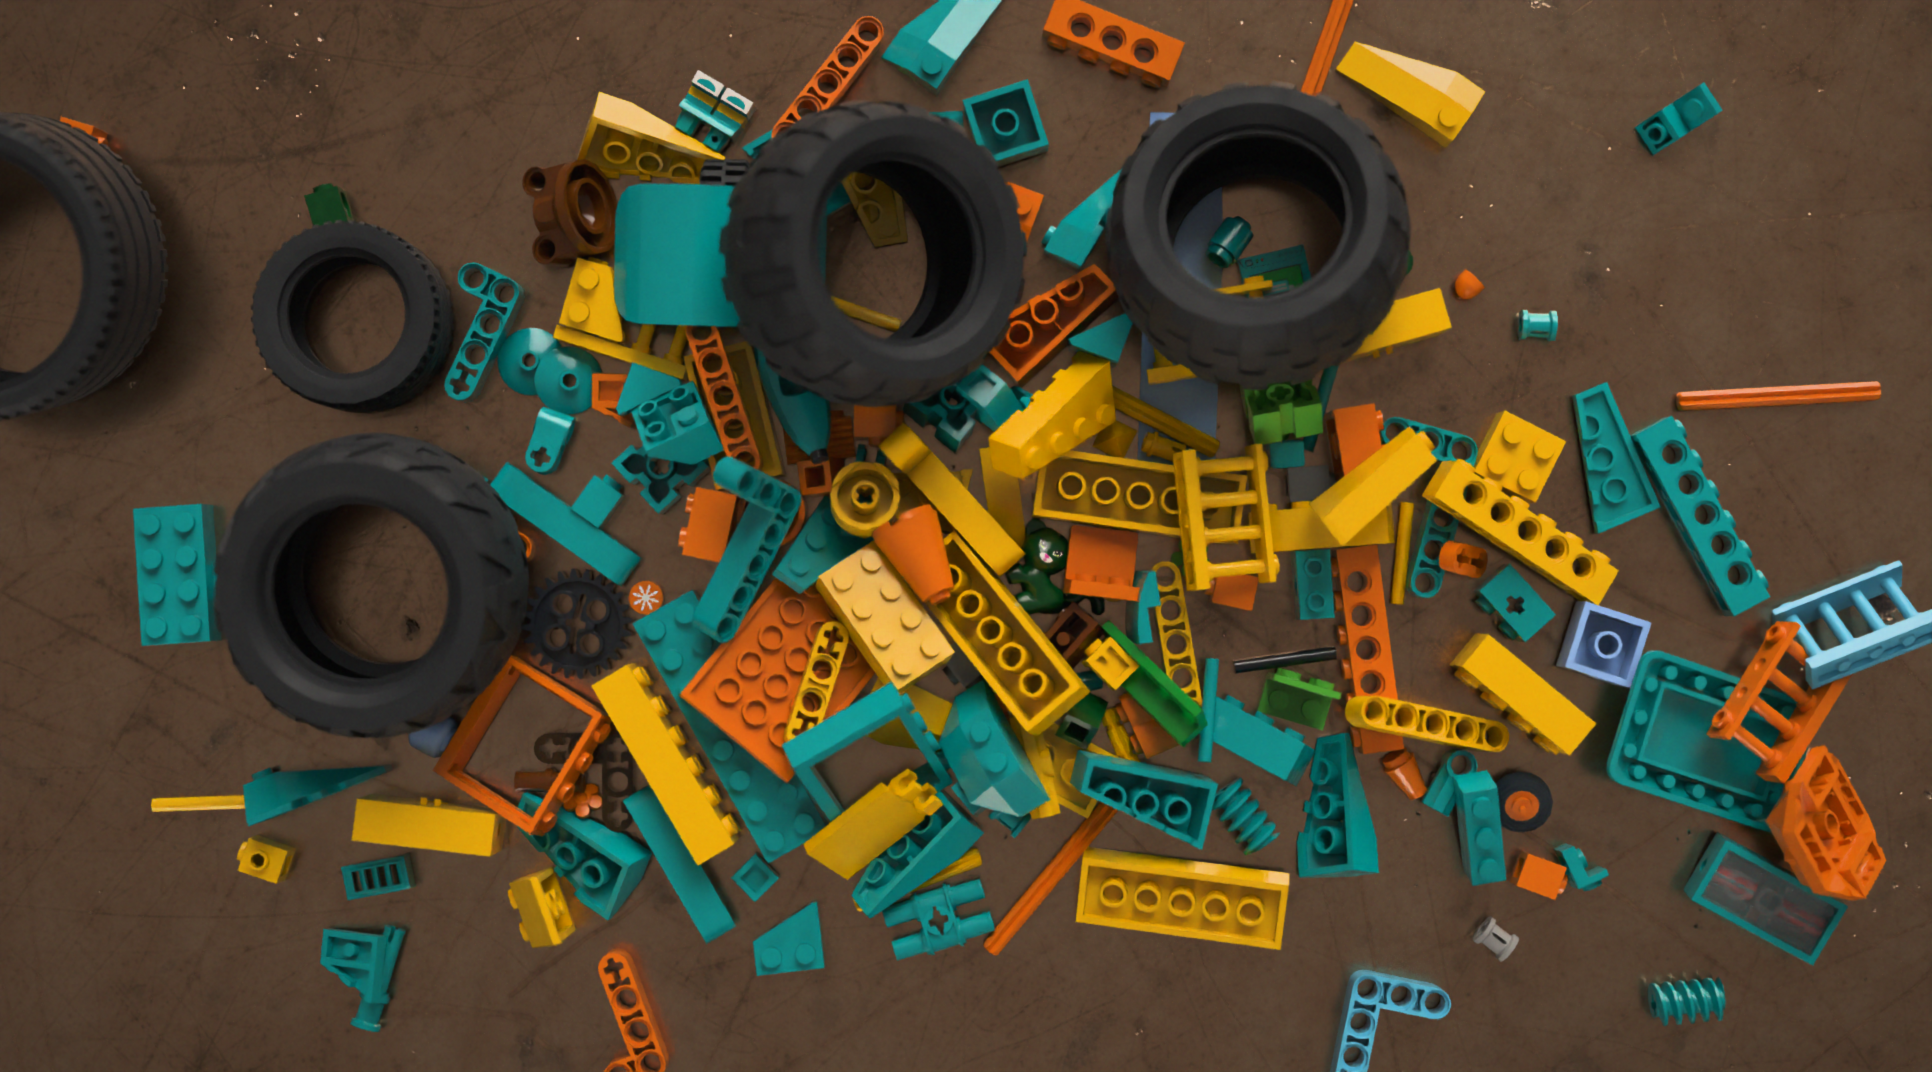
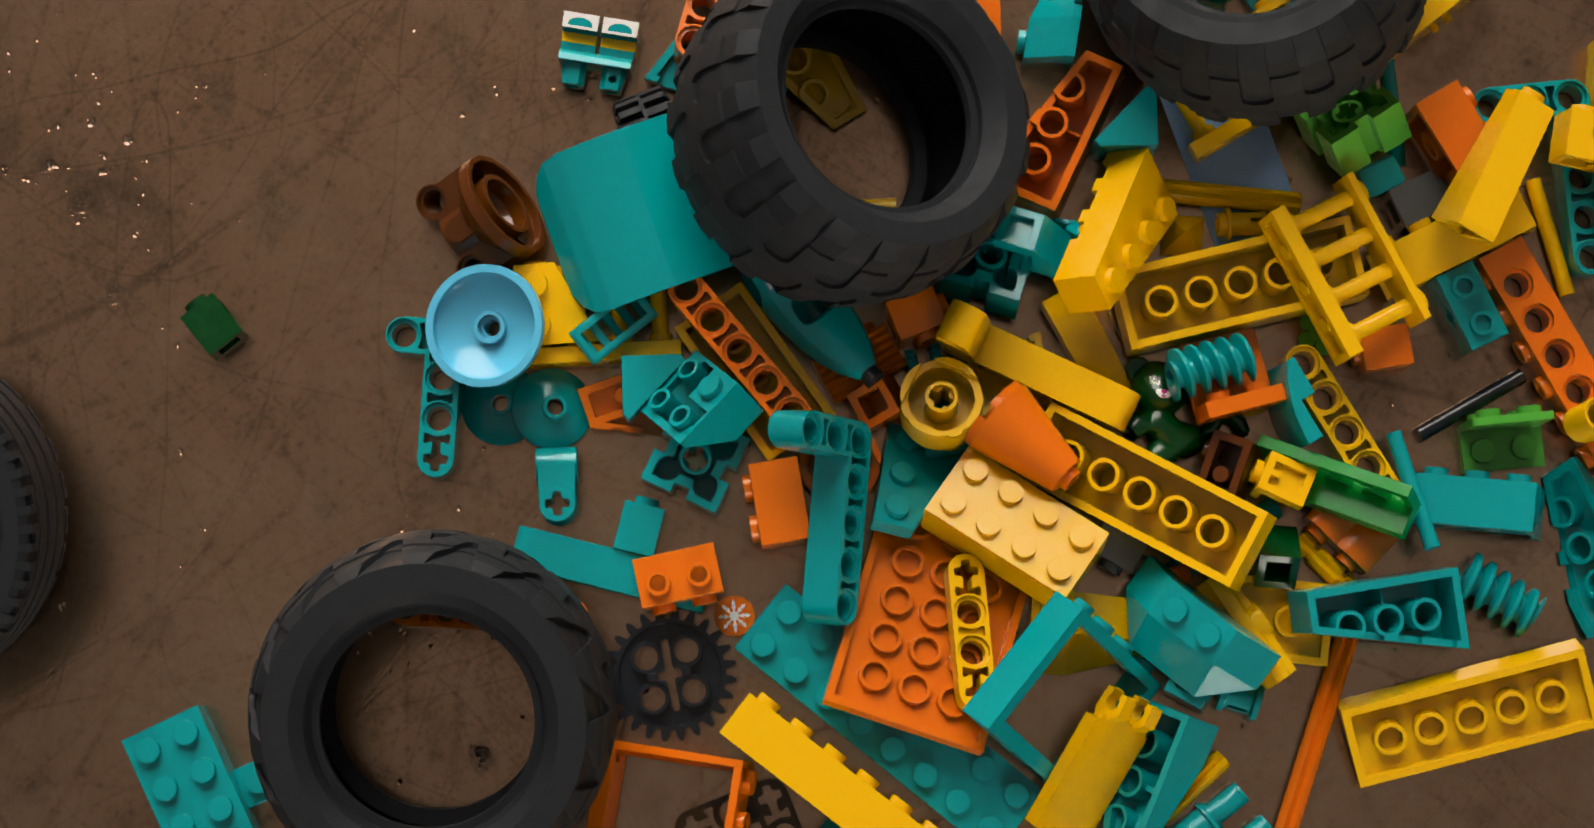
camera: 25 degrees left, 5 degrees down
(282, 305) = (223, 374): black tyre -> none
(517, 293) = (461, 322): none -> medium azure dish
(609, 345) = (641, 306): none -> teal slope
(610, 553) = (678, 578): none -> orange brick
(636, 143) = (529, 118): yellow wedge -> none
(1088, 550) = (1209, 363): none -> teal piece

